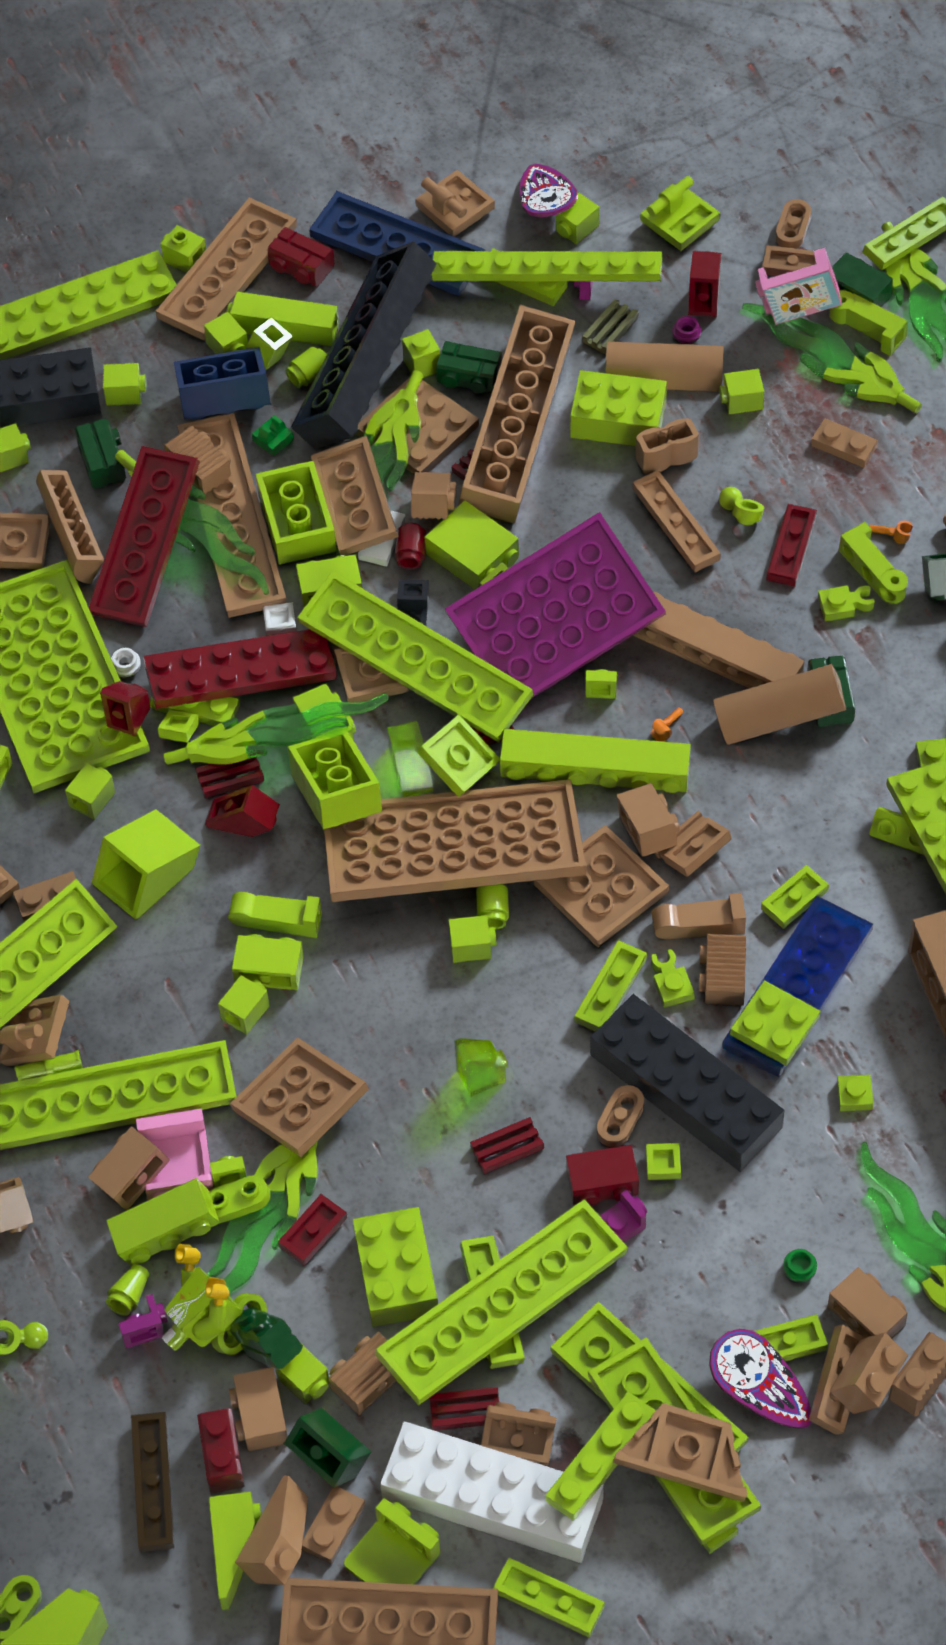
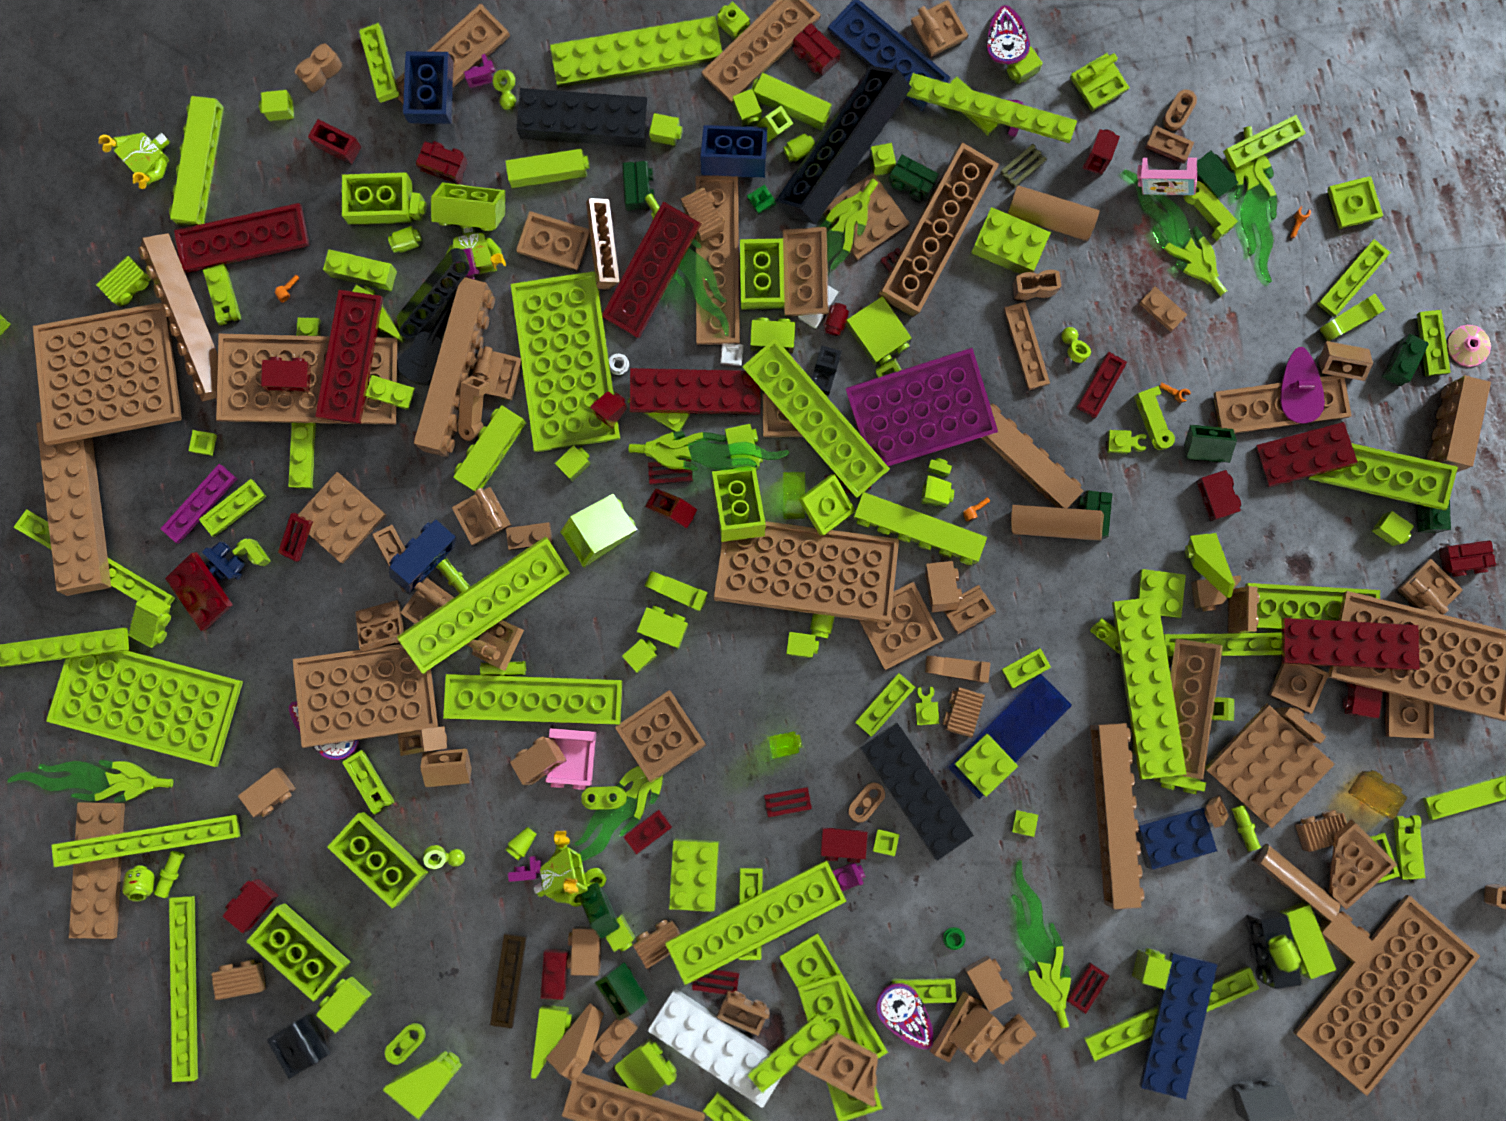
camera: 15 degrees right, 25 degrees up
(163, 1222) = (552, 808): lime brick -> none
(178, 726) = (643, 426): lime plate -> none
(227, 1170) = (602, 775): lime plate -> none
(432, 495) = (859, 286): medium nougat brick -> none
(605, 709) = (936, 492): none -> lime slope
(688, 324) = (1081, 179): magenta plate -> none
(742, 391) = (1102, 249): lime brick -> none

